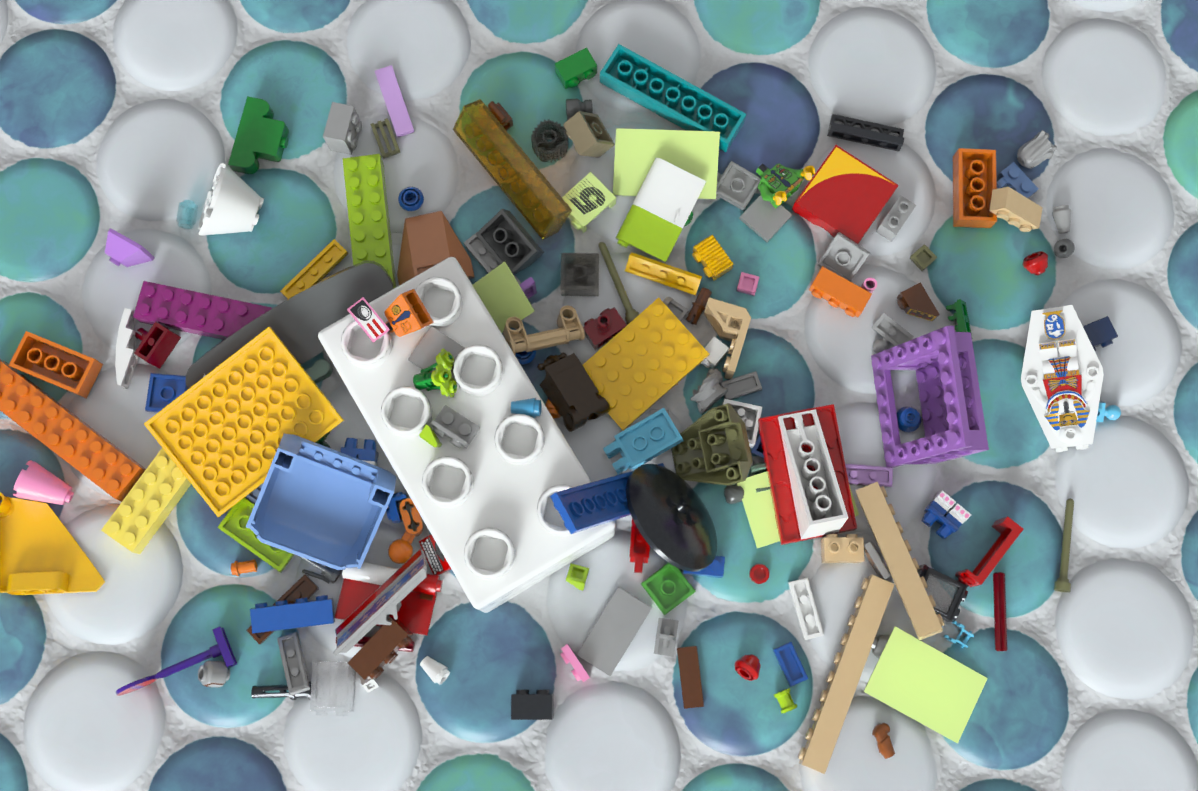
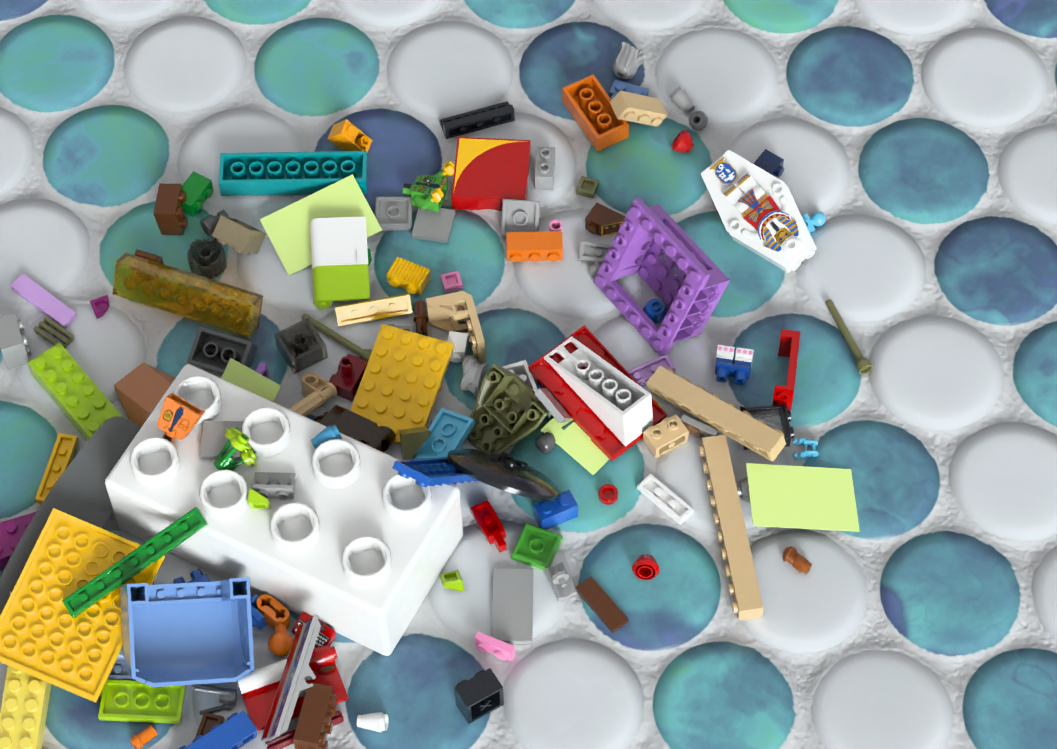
camera: 30 degrees left, 20 degrees down
(306, 422) = (135, 562): none -> green tile
(368, 319) = (147, 436): slope -> none
(411, 198) = (110, 365): blue cone -> none
(438, 133) = (100, 306): none -> magenta tile
(543, 74) = (169, 209): none -> reddish brown brick
(587, 201) = (273, 285): yellowish green panel -> none
(620, 426) = (412, 440): none -> olive slope
(741, 386) = (501, 356): light grey tile -> none
(742, 89) = (349, 137): none -> light orange slope
(757, 471) = (552, 405): none -> light grey tile
(785, 700) = (694, 575): lime bush -> none
(790, 664) = (680, 547): blue tile -> none
(1000, 611) = (827, 413): dark red axle -> none

